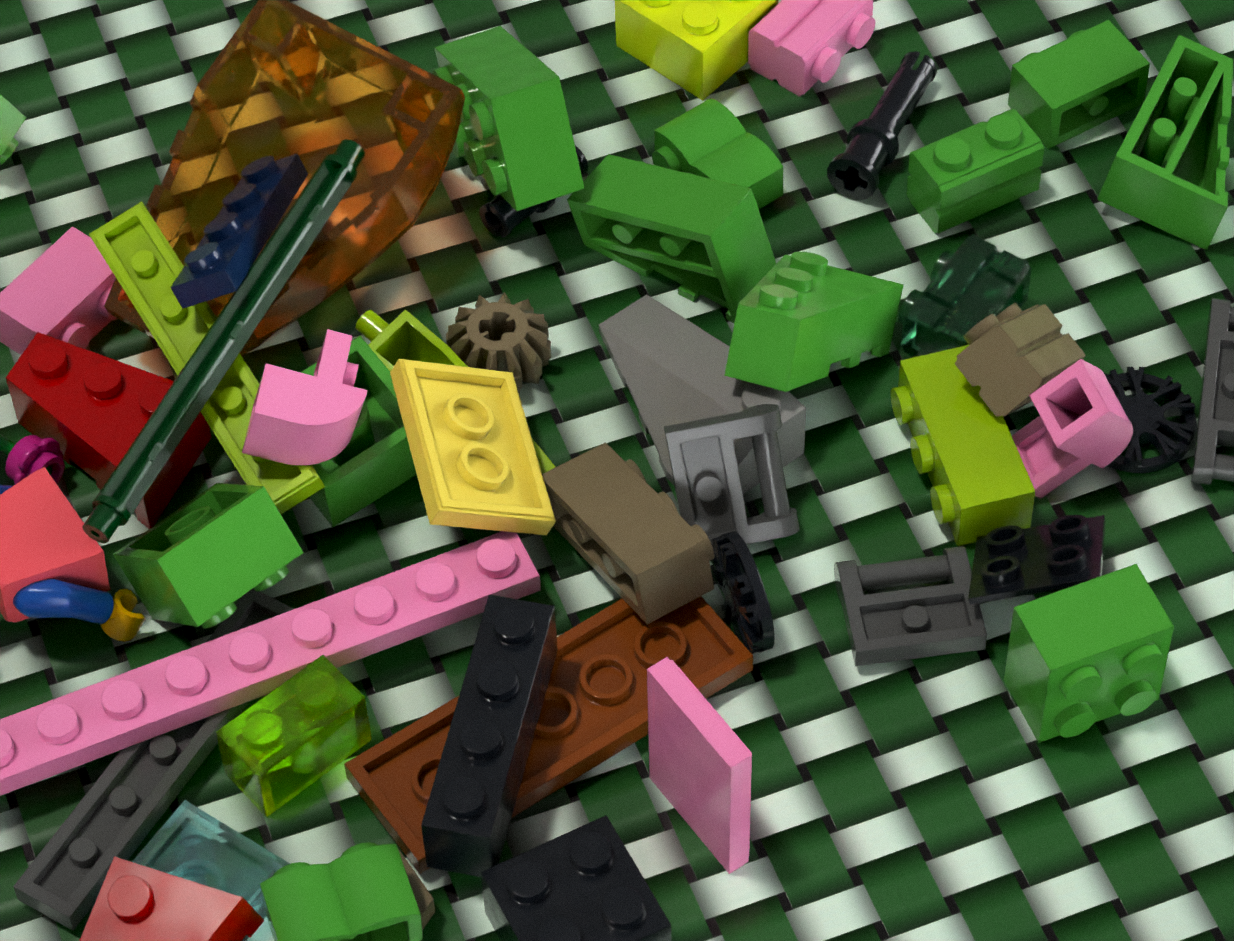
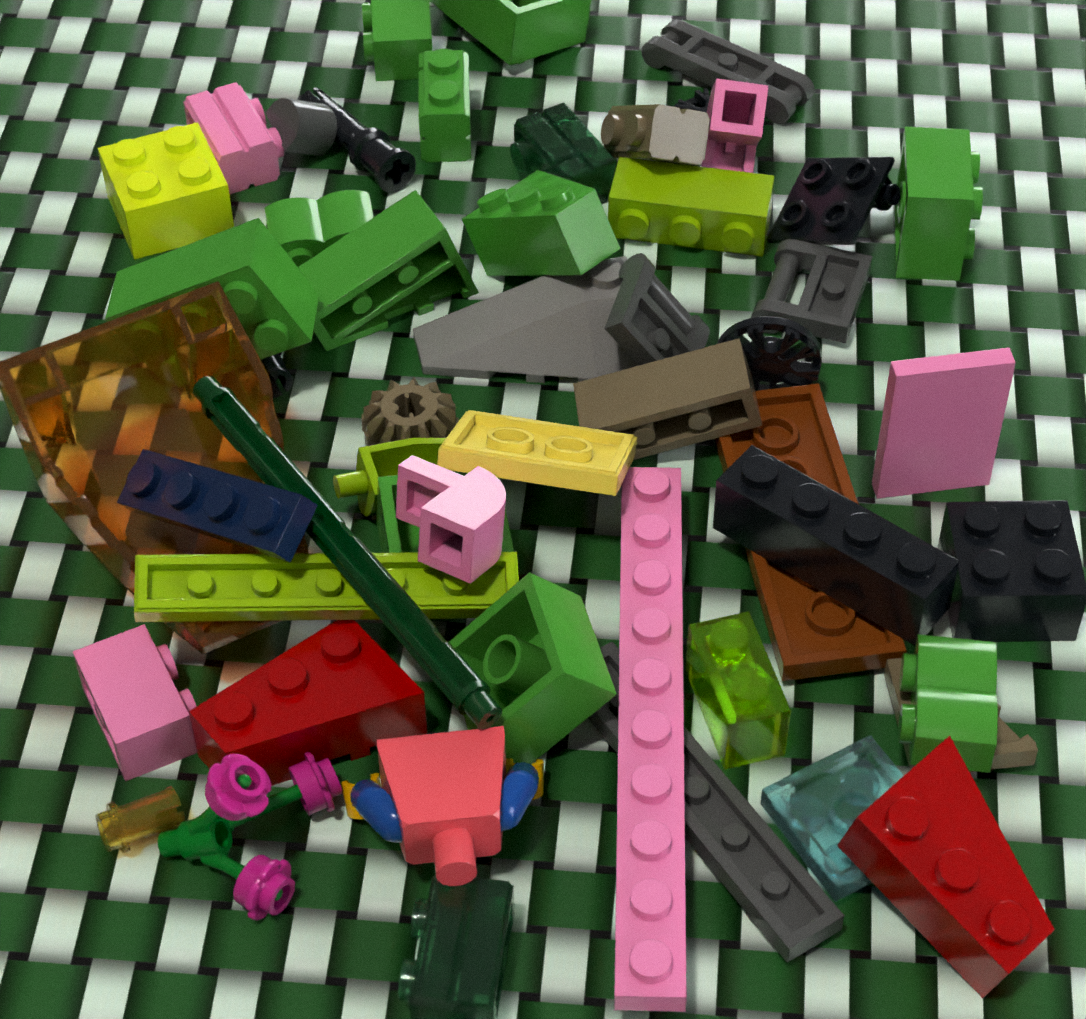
camera: 65 degrees left, 5 degrees down
(858, 73) = (303, 125): none -> dark grey brick

